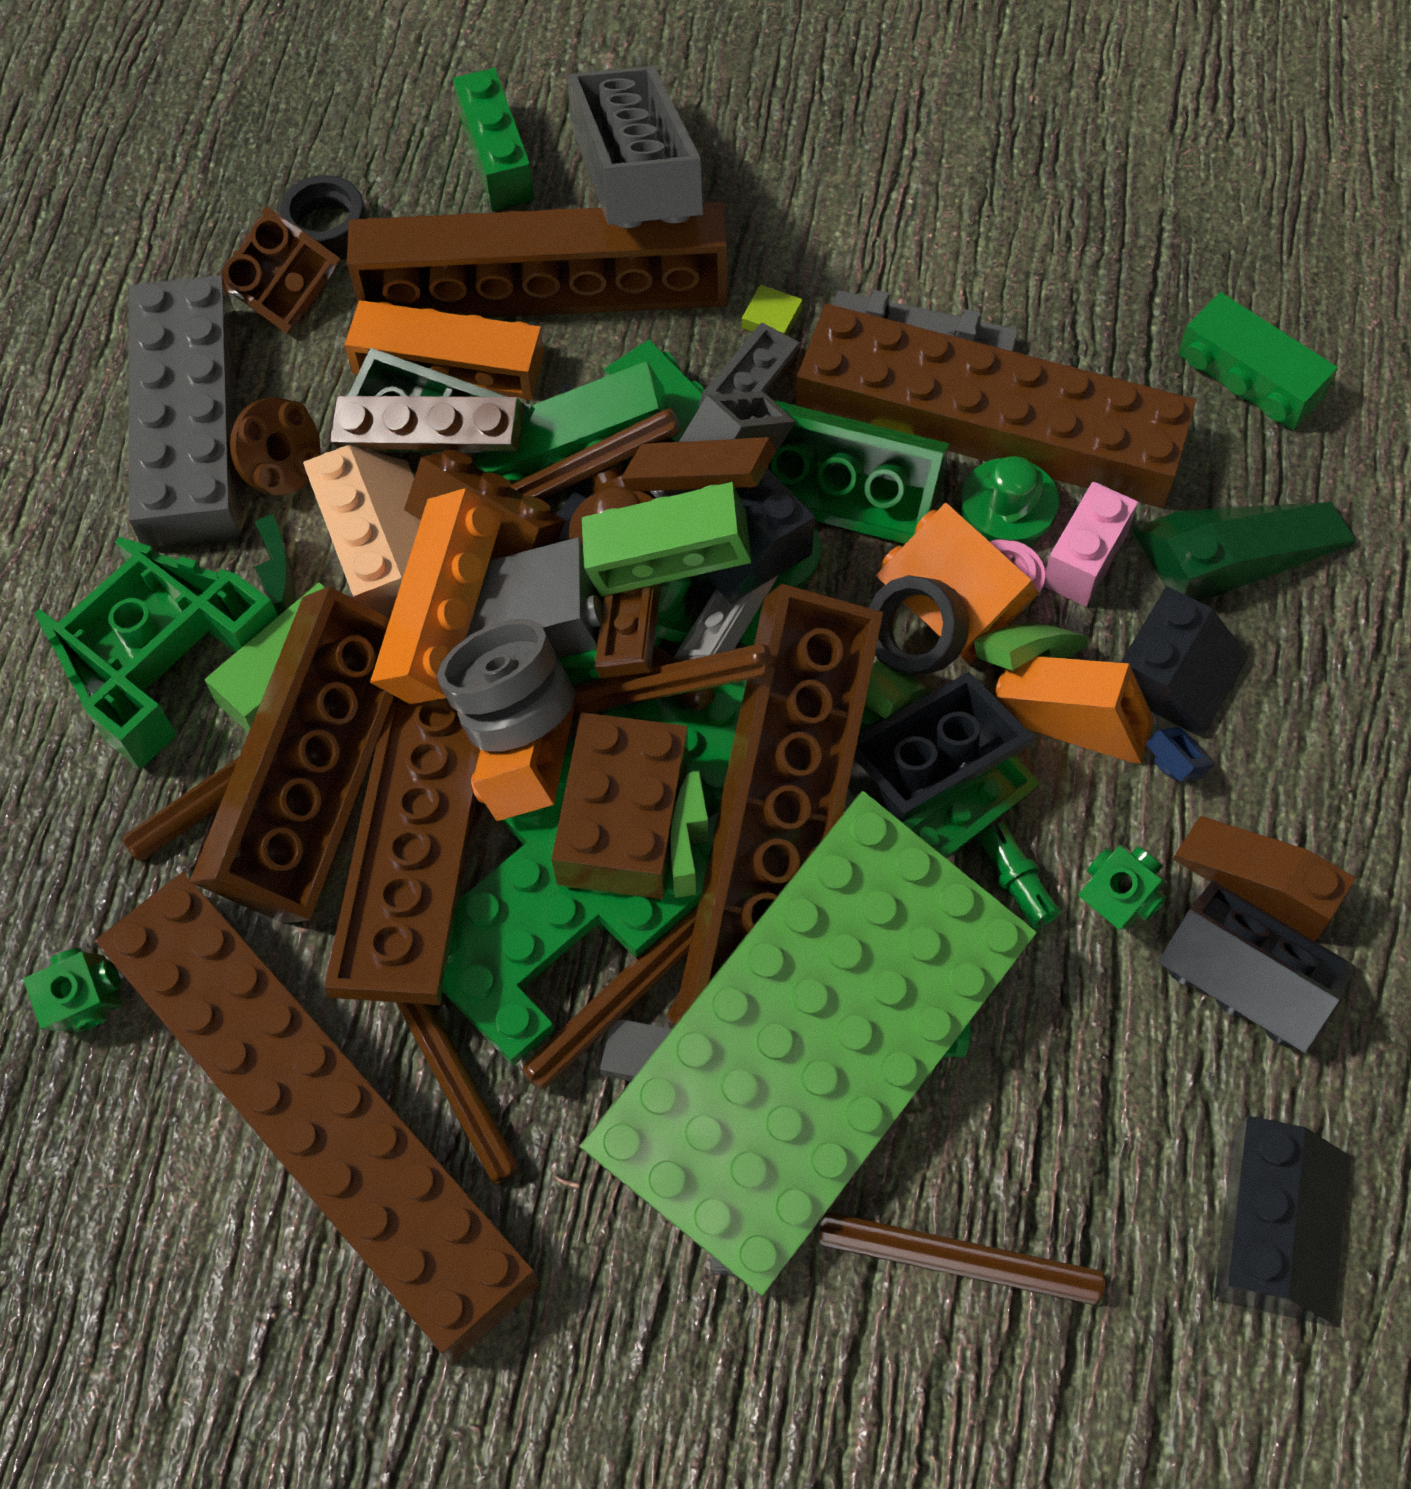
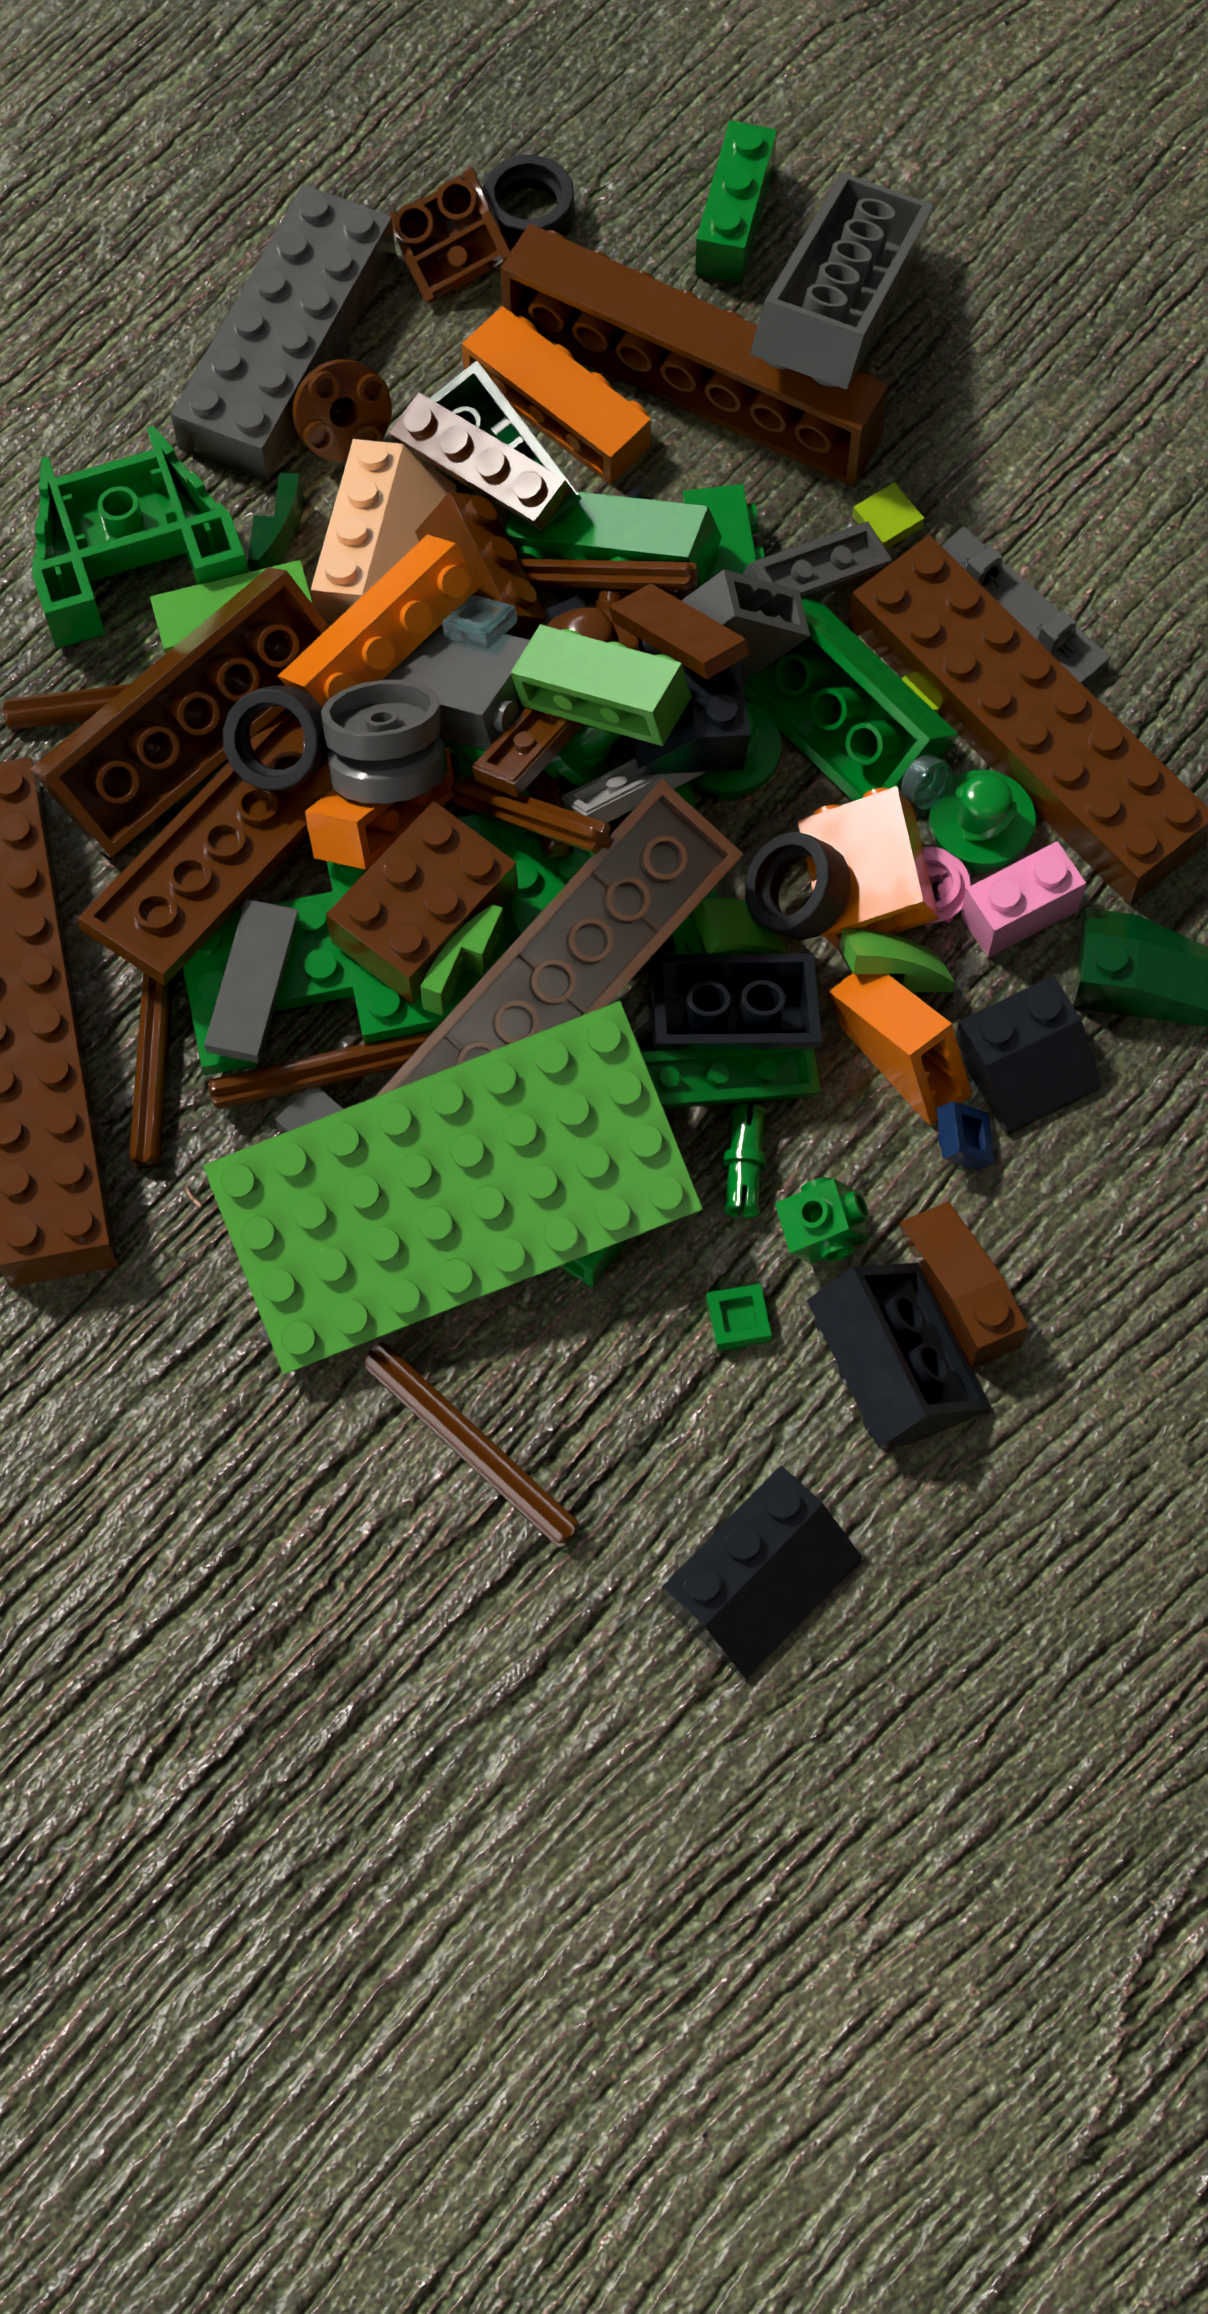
camera: 30 degrees right, 5 degrees up
(394, 771) = (238, 741): none -> black tyre
(512, 958) = (252, 981): none -> dark grey tile
(520, 546) = (479, 621): none -> clear light blue tile
(954, 489) = (926, 781): none -> clear light blue tile
(1104, 1010) = (738, 1317): none -> green tile

